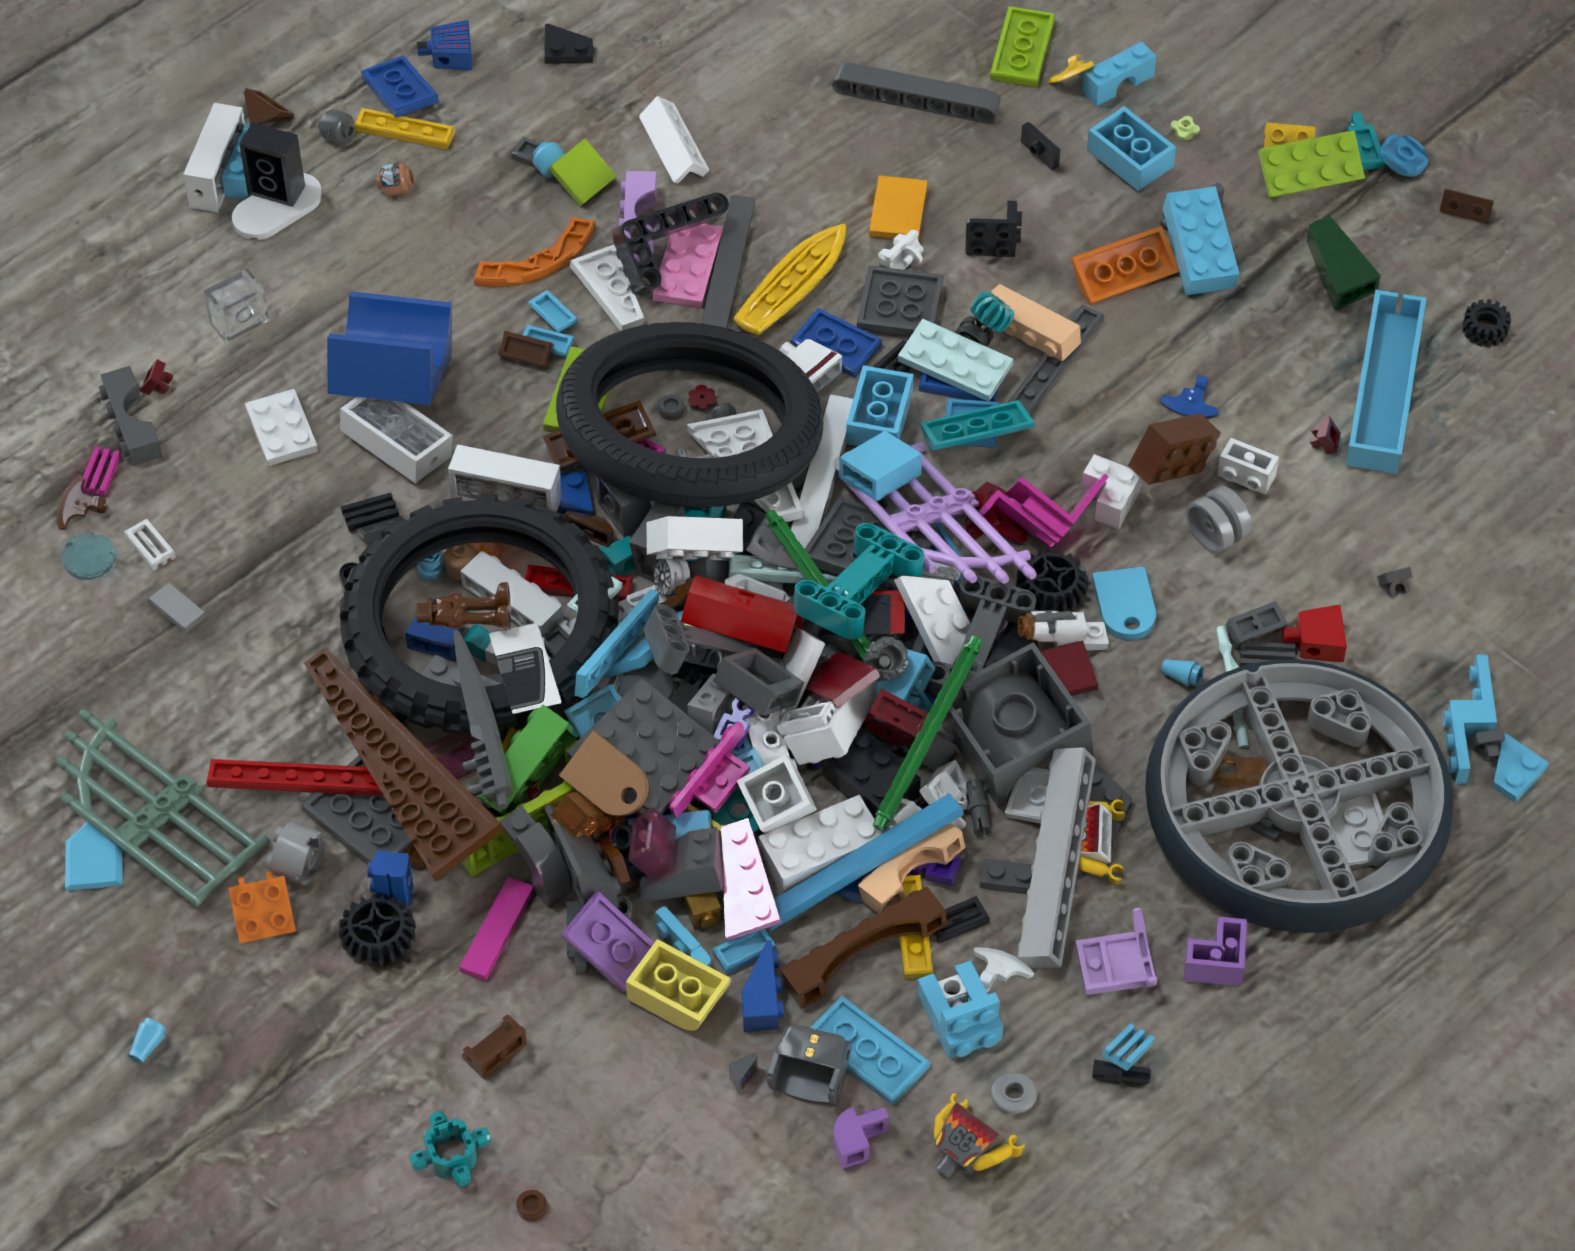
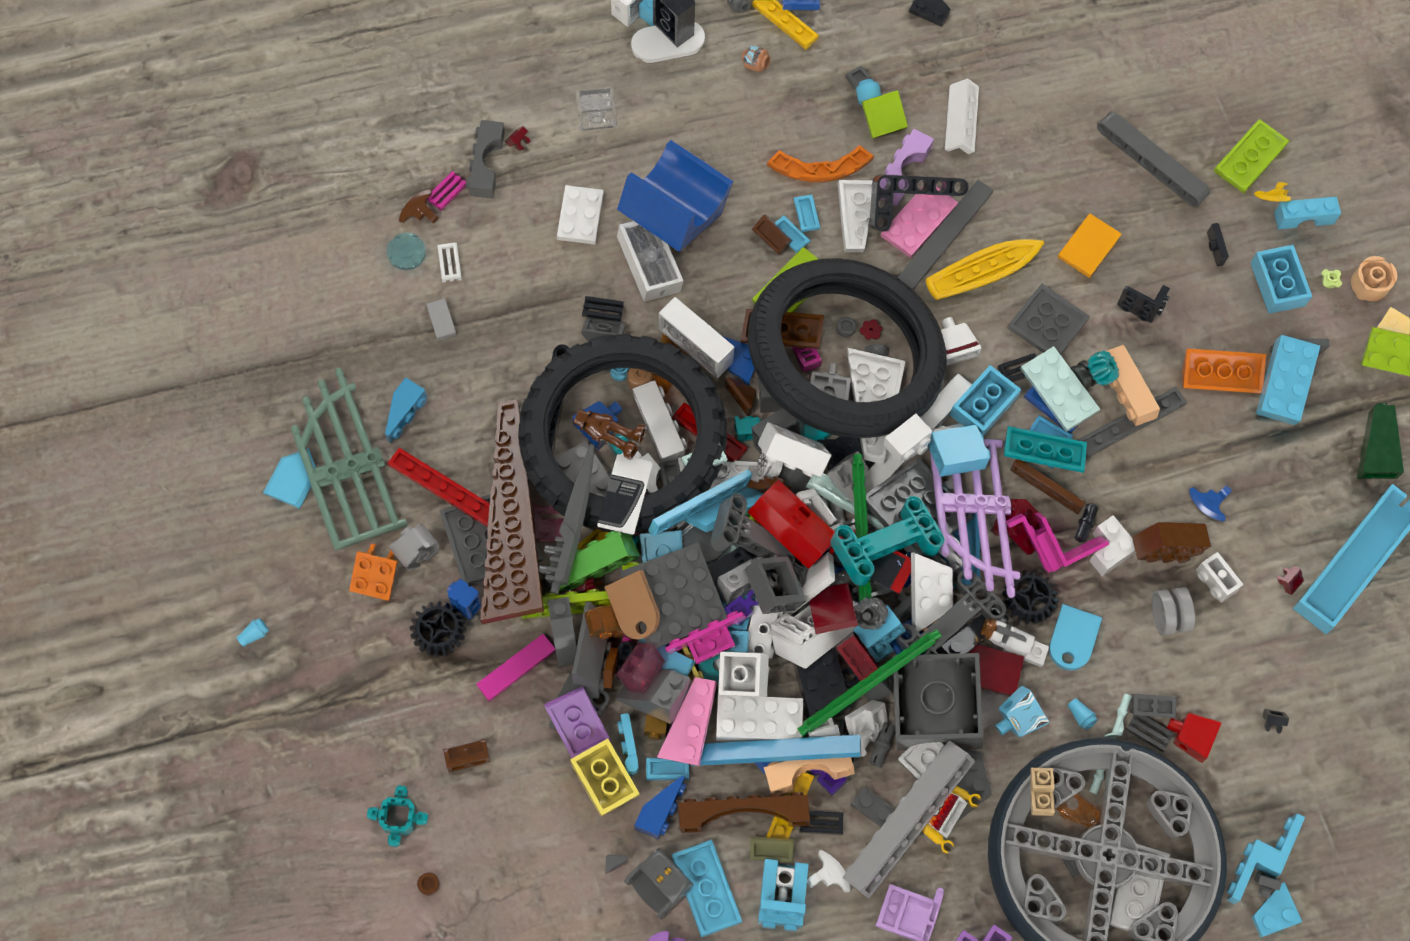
camera: 25 degrees right, 15 degrees up
(188, 709) = (405, 402): none -> dark azure slope
(819, 472) = (909, 439): none -> white brick
(841, 337) = (989, 331): blue tile -> none
(905, 252) = (1072, 285): white hips -> none
(906, 974) = (772, 848): none -> olive tile
(1001, 463) = (1047, 486): none -> reddish brown tile
(1067, 481) = (1086, 523): none -> black axle
(1115, 698) = (1021, 714): none -> medium azure torso
(1187, 752) = (1042, 791): none -> tan slope
(1231, 106) = (1373, 279): none -> light nougat brick

